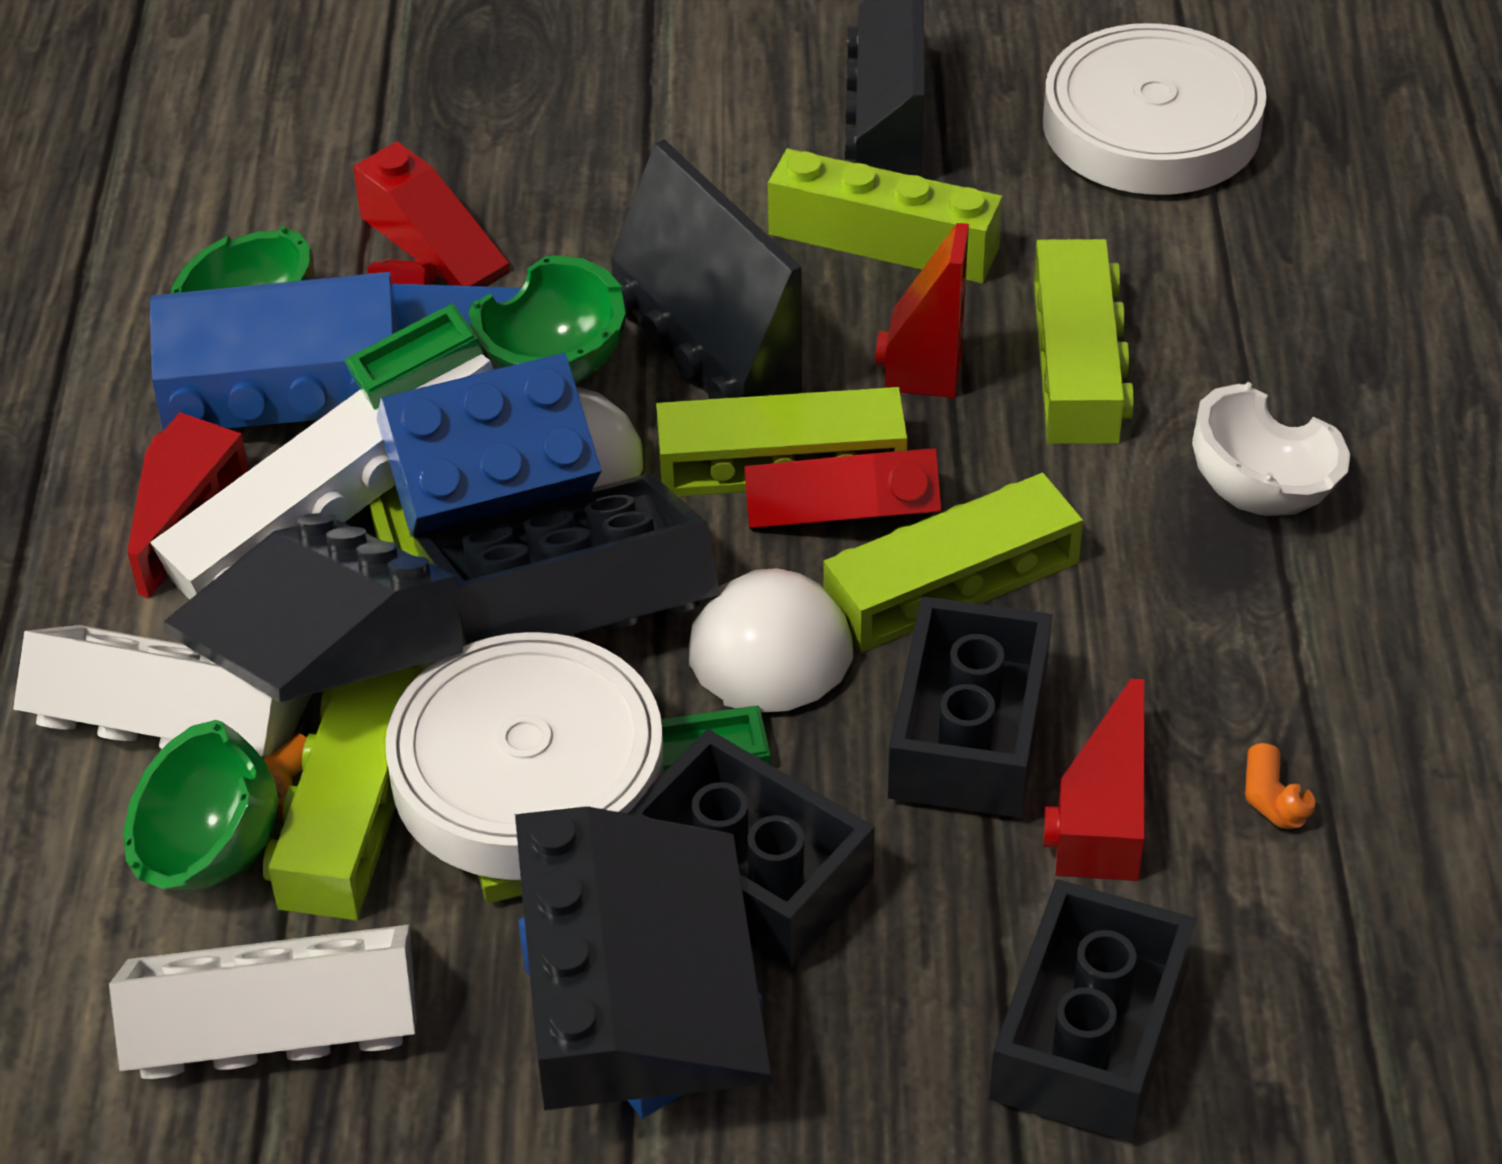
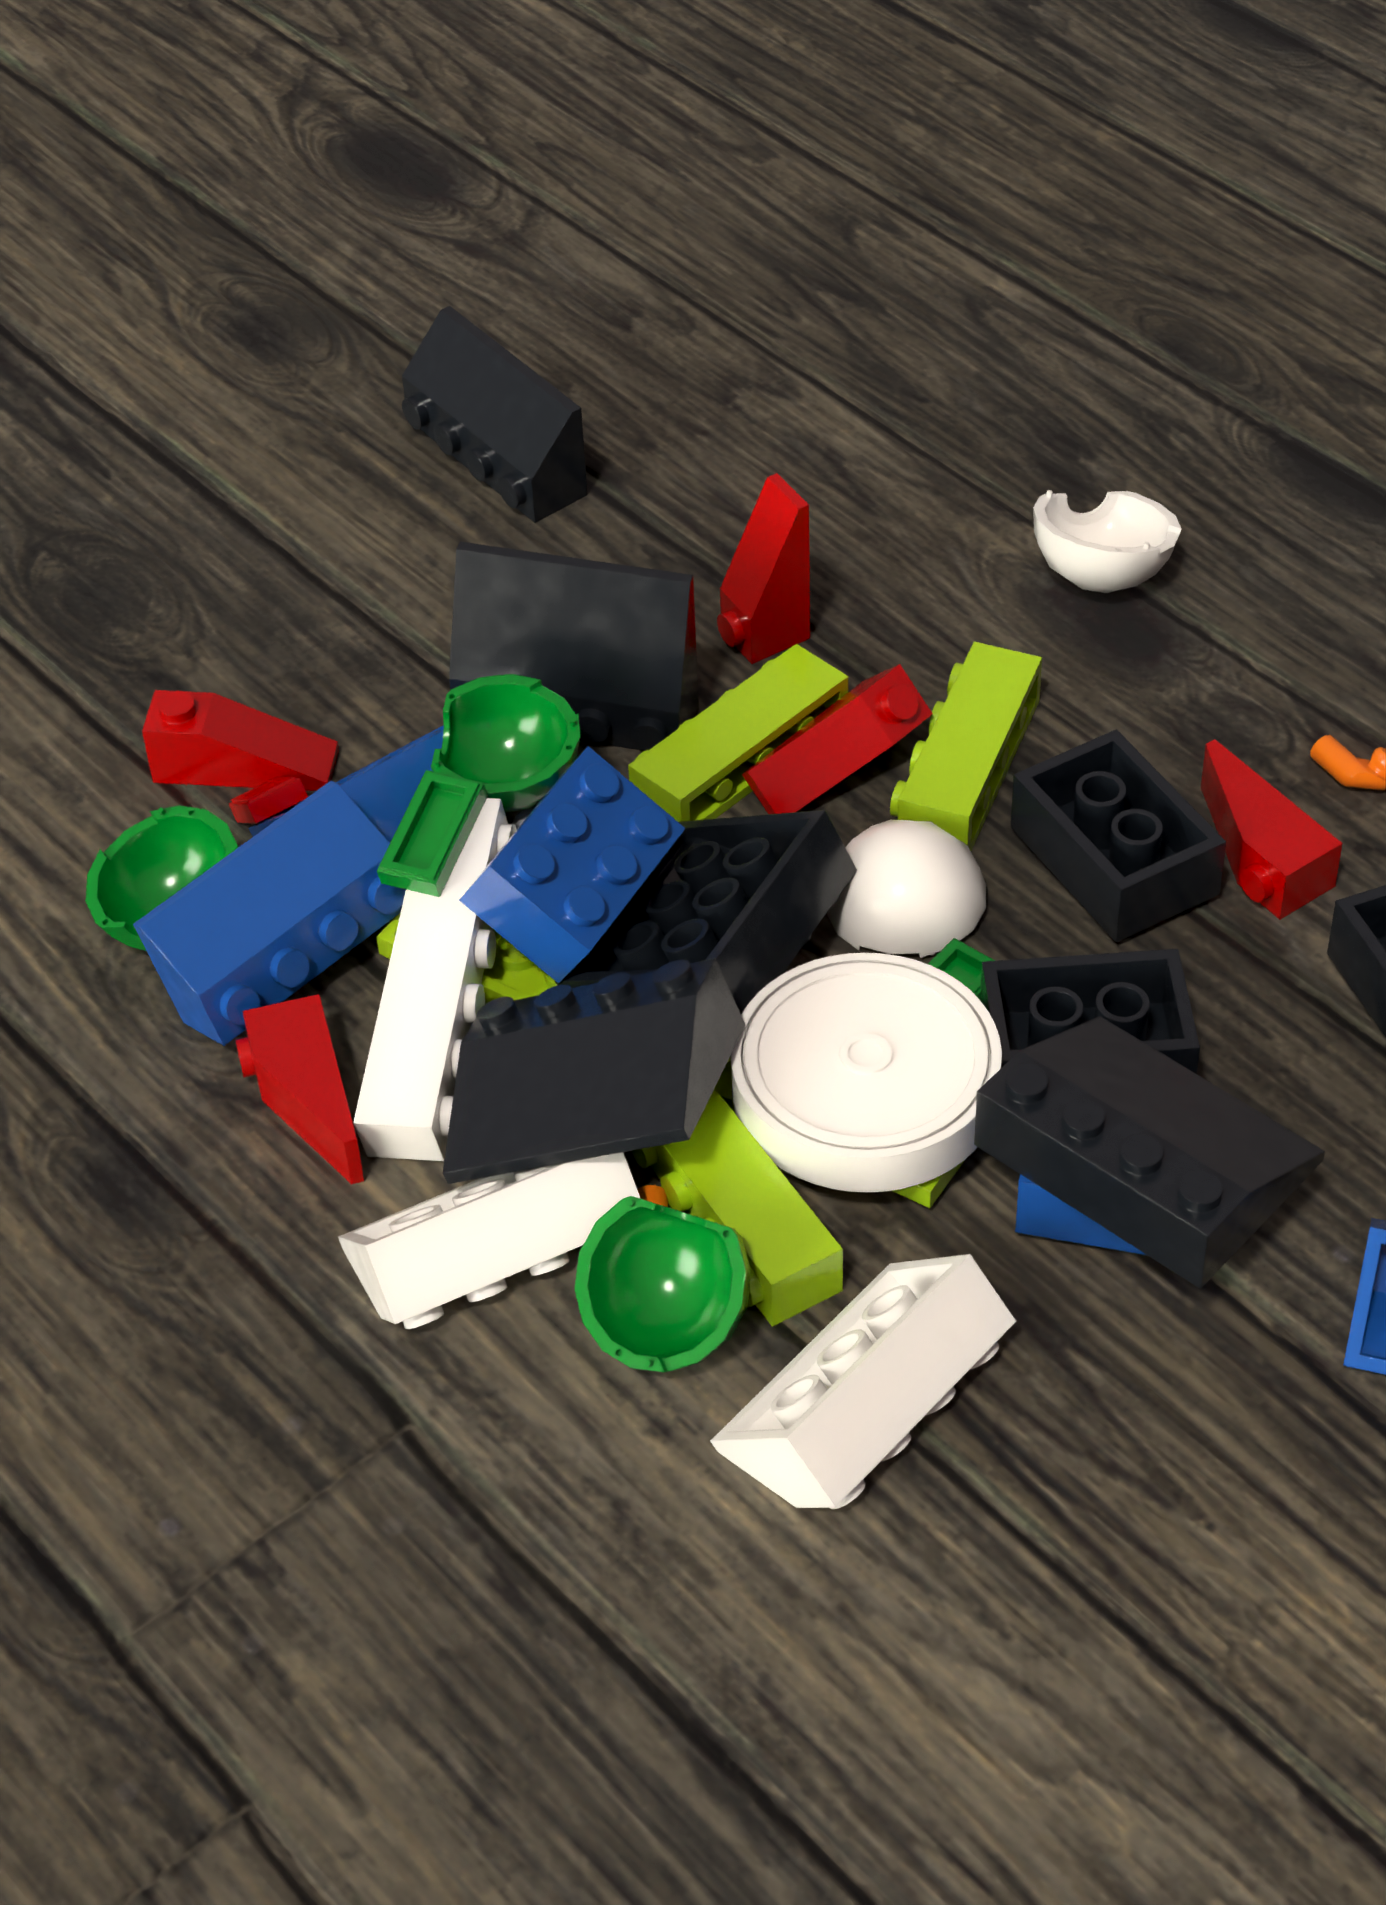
camera: 40 degrees left, 0 degrees up
(879, 212) = (625, 521): lime brick -> none
(1079, 342) = (876, 543): lime brick -> none
(1154, 108) = (714, 337): white brick -> none

